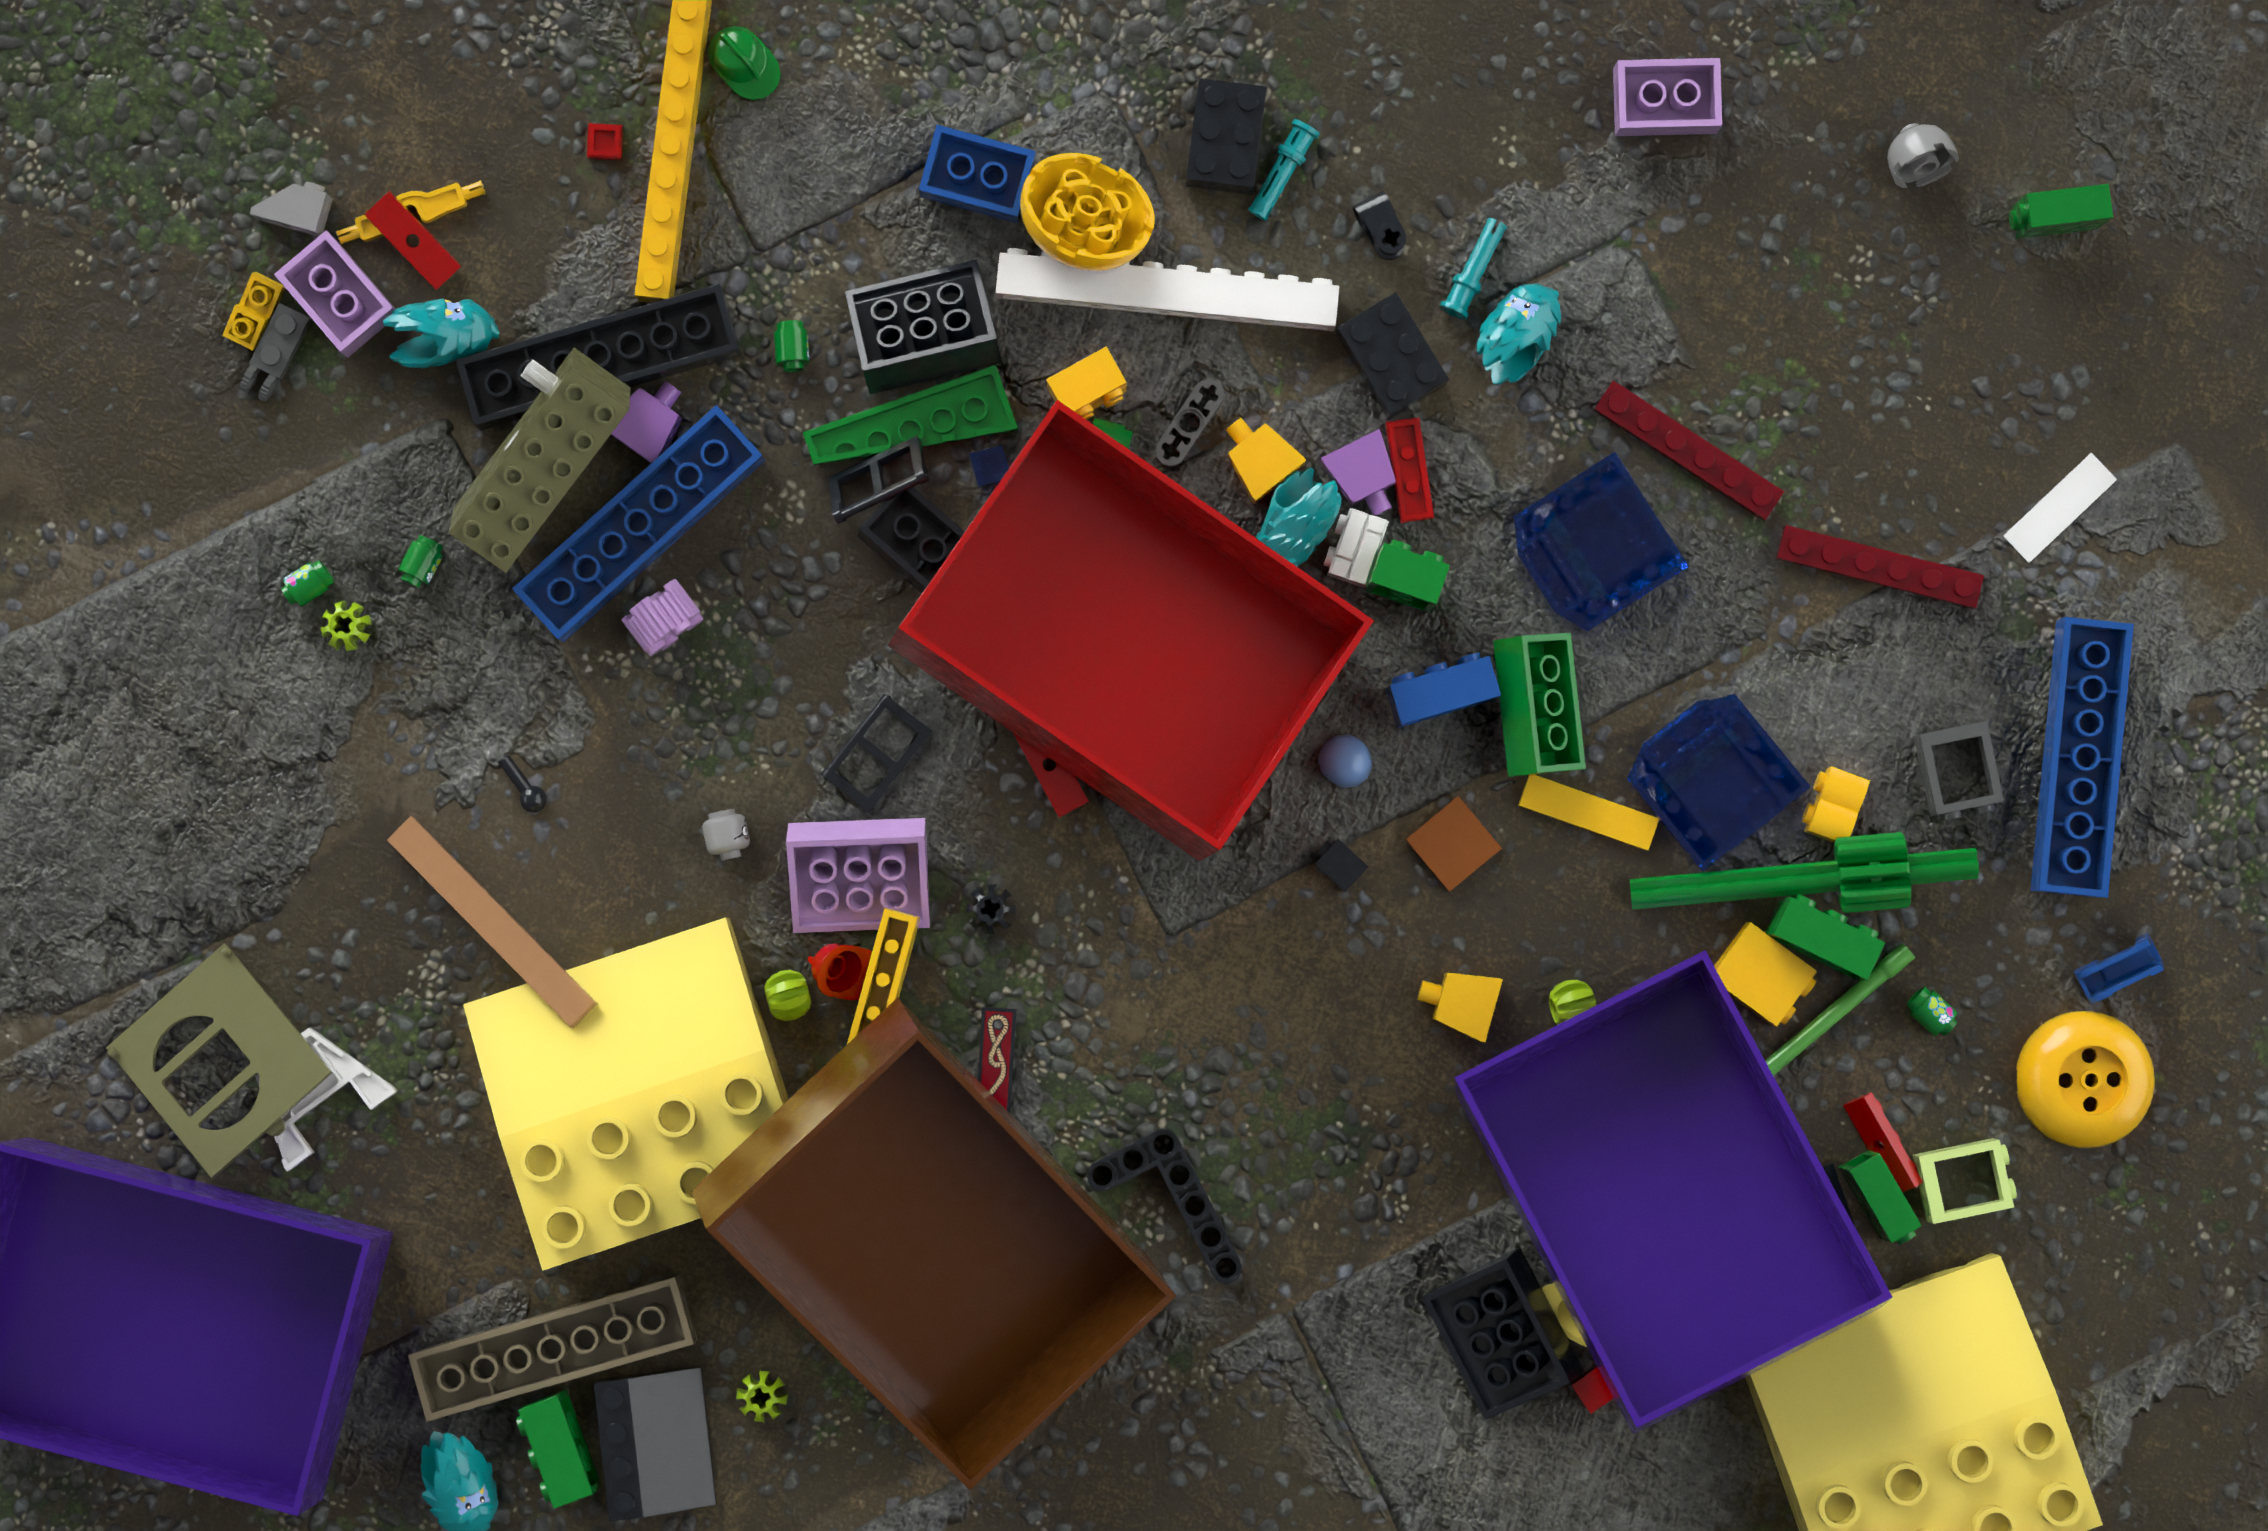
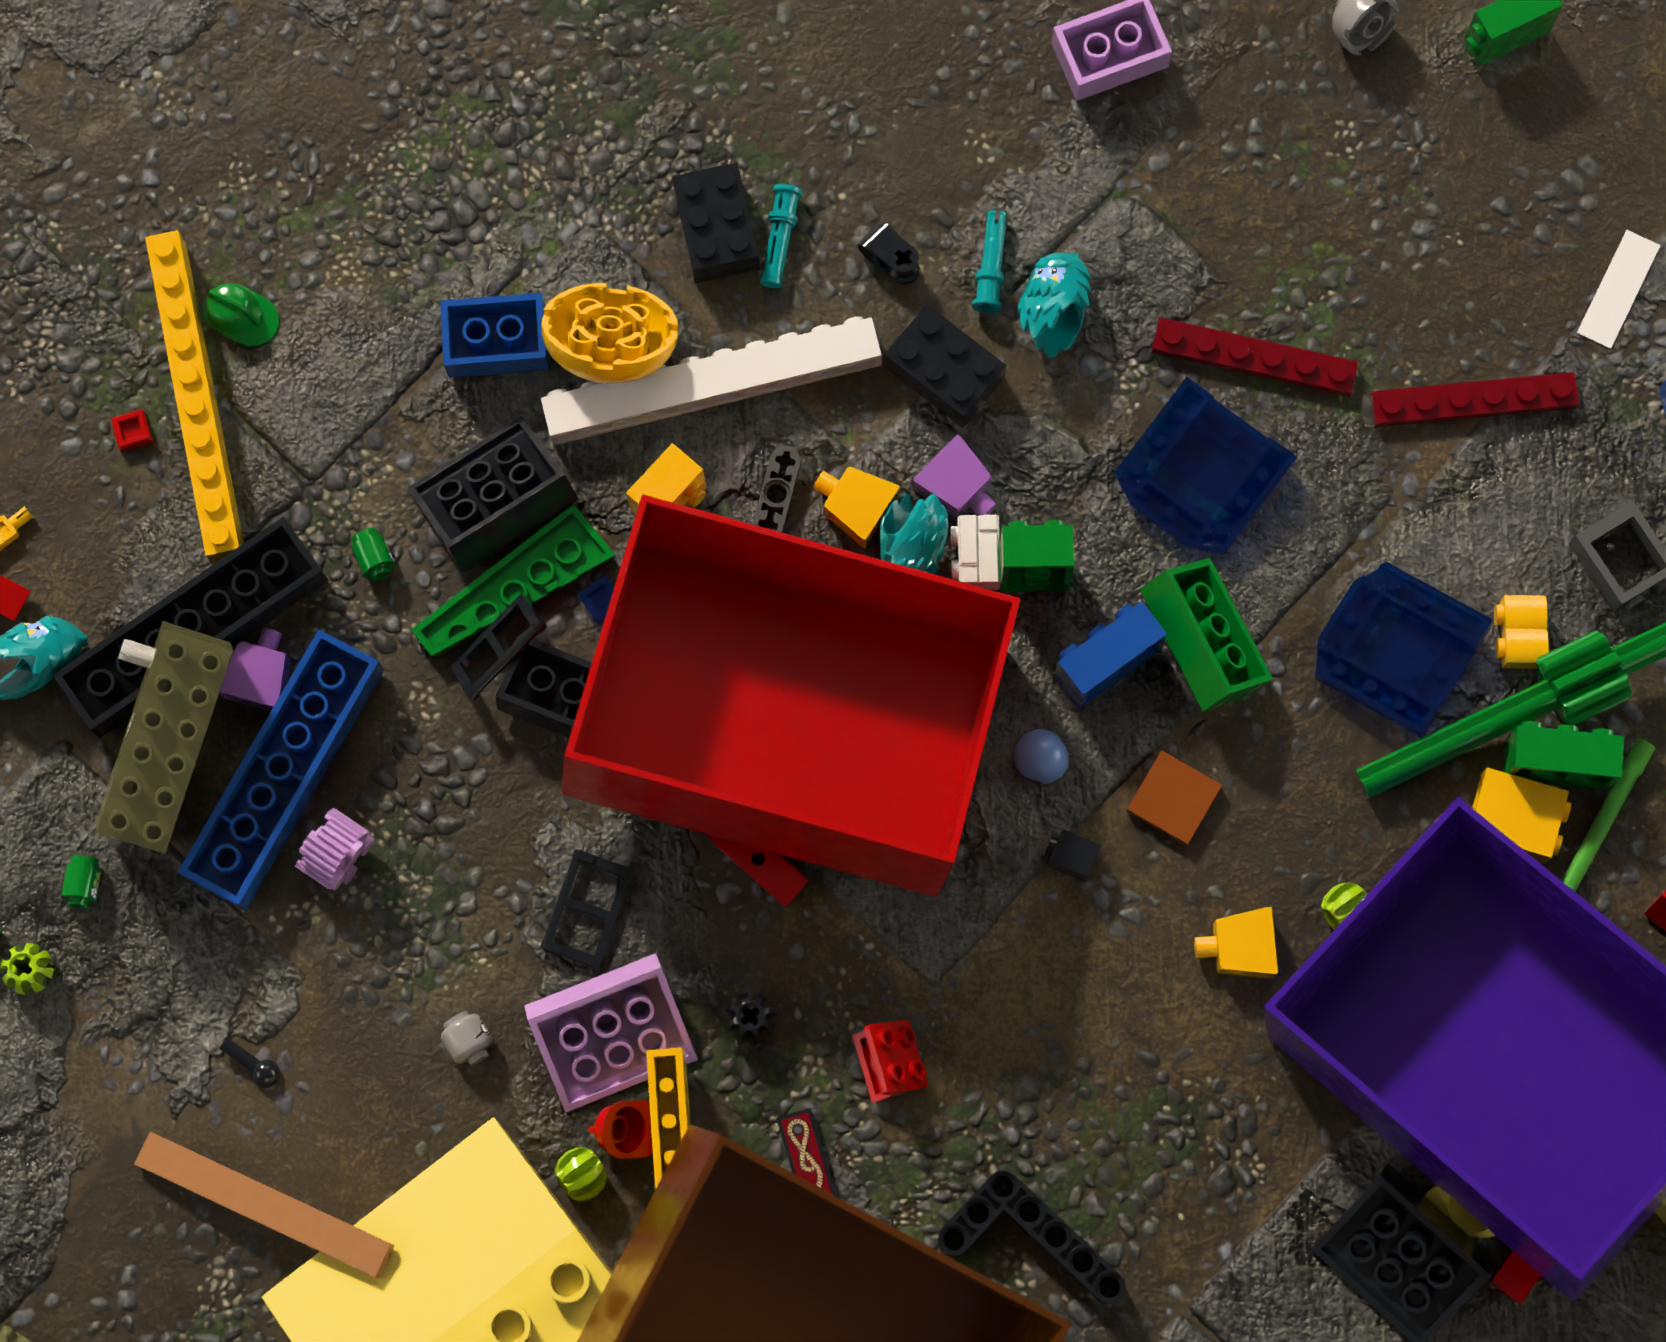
camera: 15 degrees left, 10 degrees down
(1104, 992) = (890, 1059): none -> red bracket
(1410, 470) = (999, 460): red tile -> none
(1588, 812) = (1291, 722): yellow tile -> none

